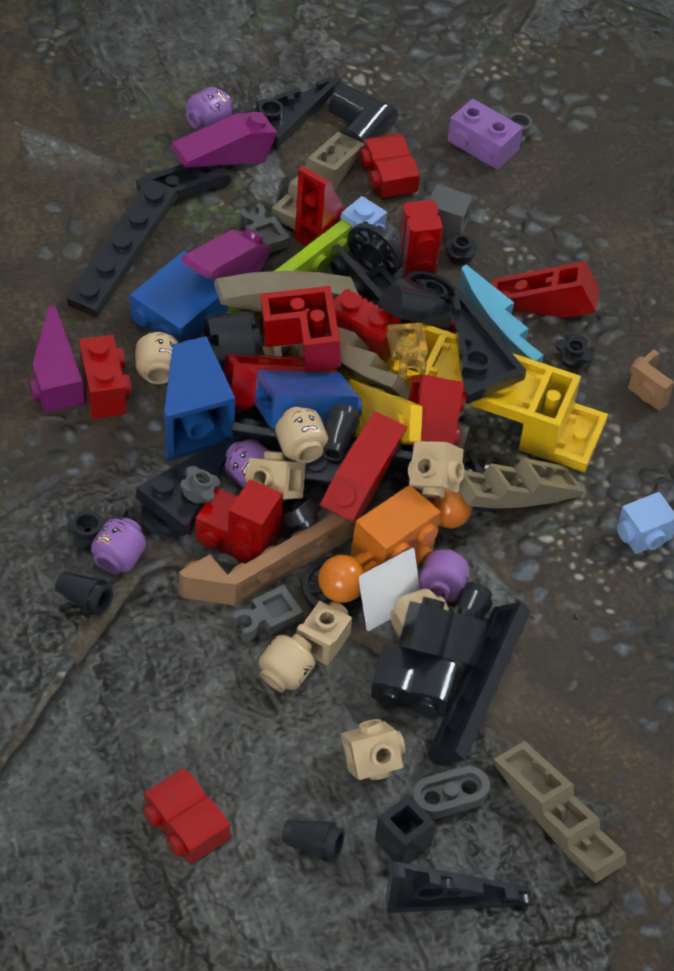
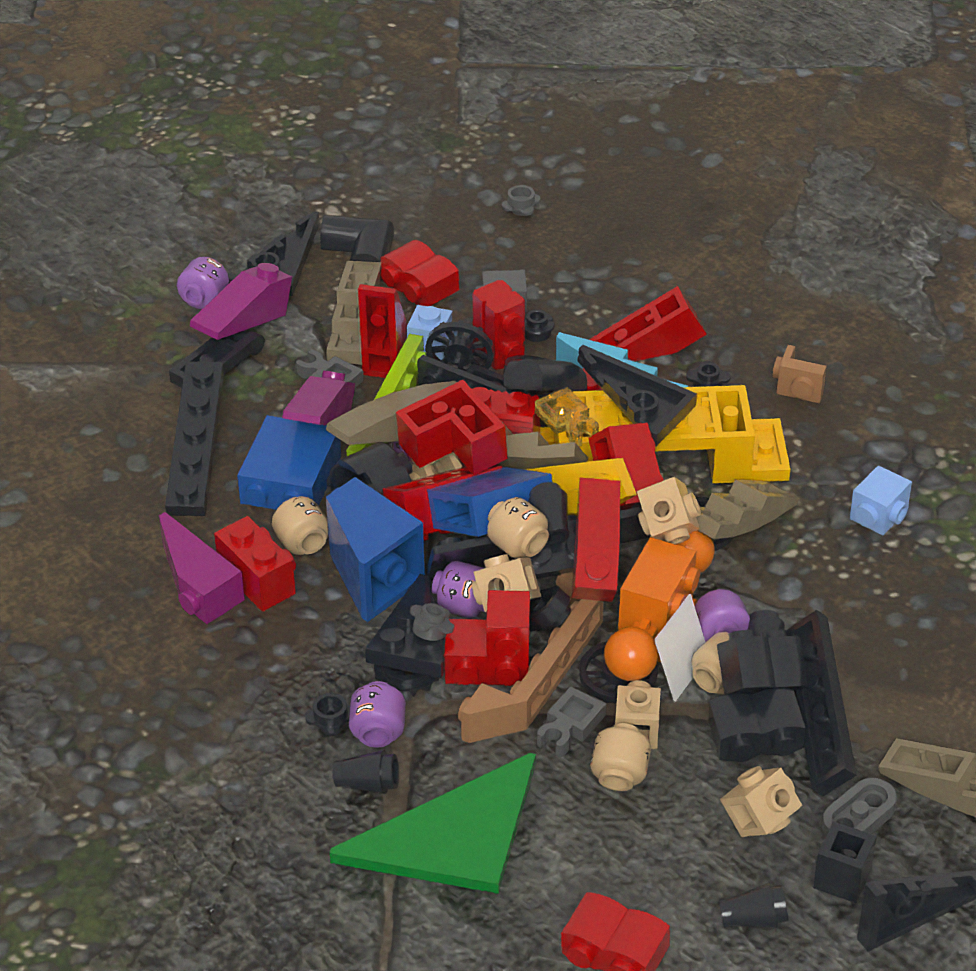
camera: 20 degrees left, 10 degrees down
(122, 674) = (452, 838): none -> green tile
(485, 133) = (494, 215): medium lavender brick -> none

